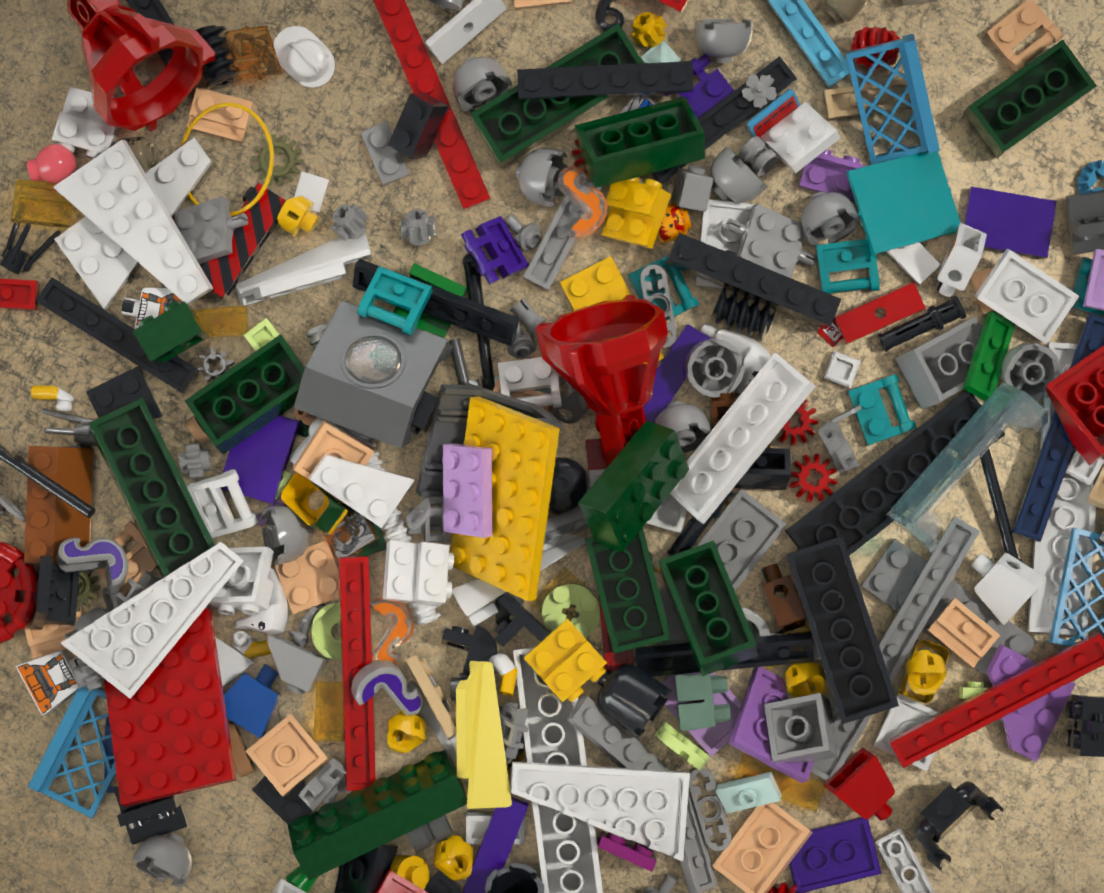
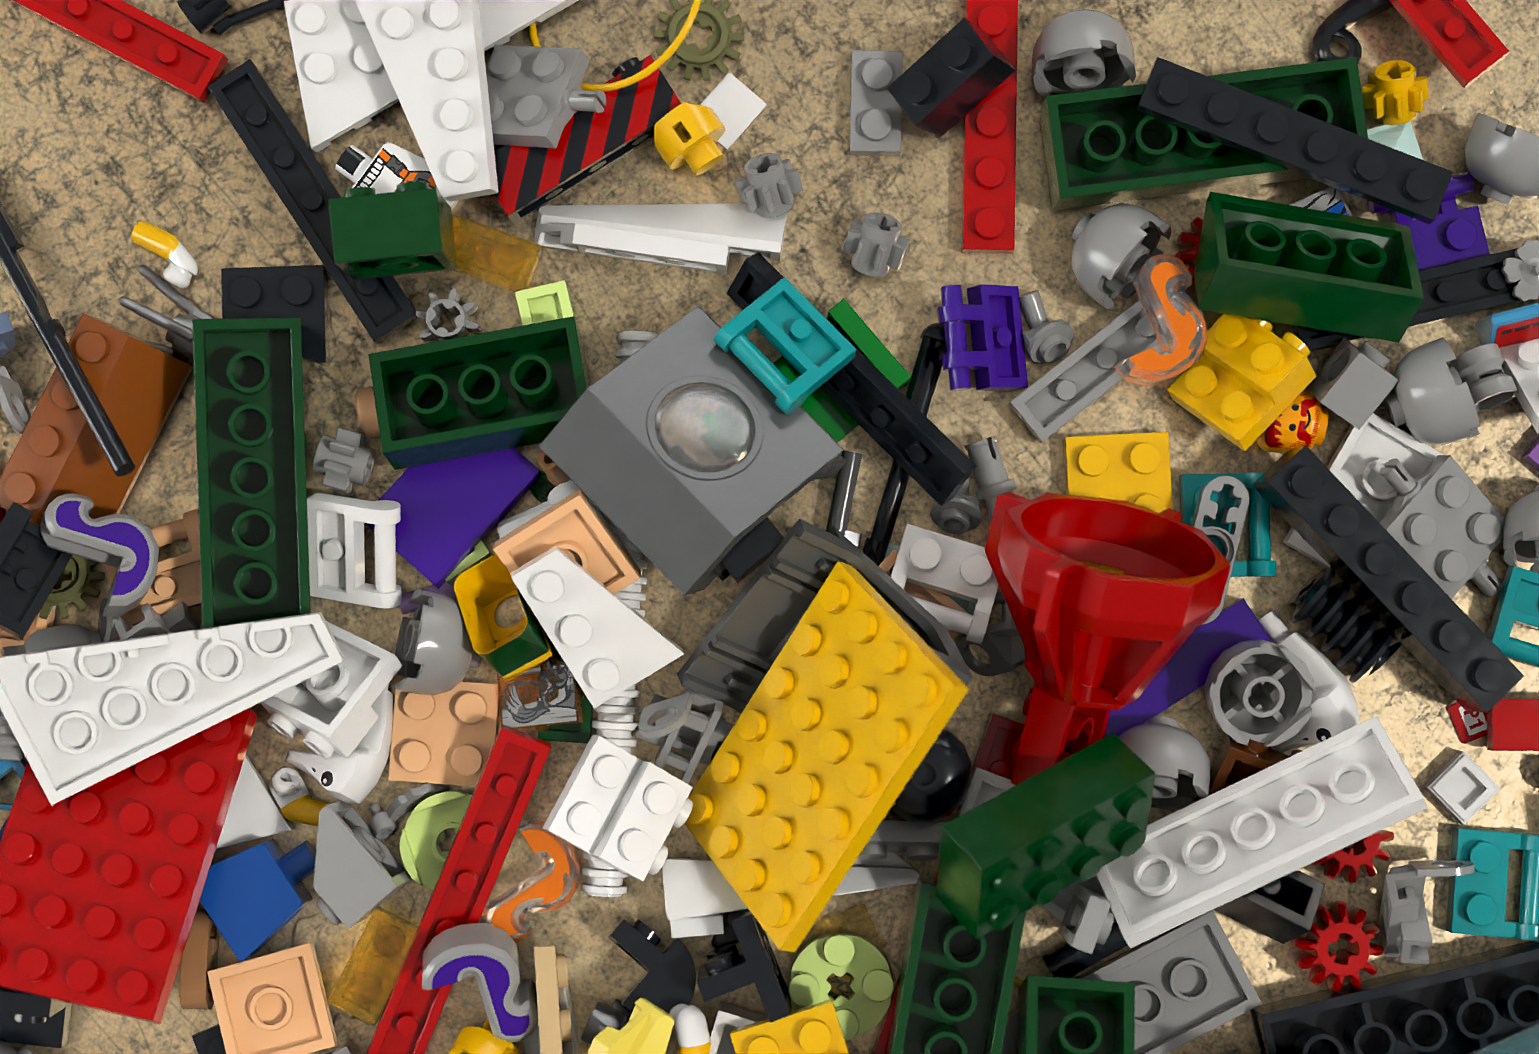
camera: 30 degrees right, 0 degrees up
(467, 490) = (763, 713): lavender plate -> none
(676, 519) = (1086, 919): none -> light grey plate

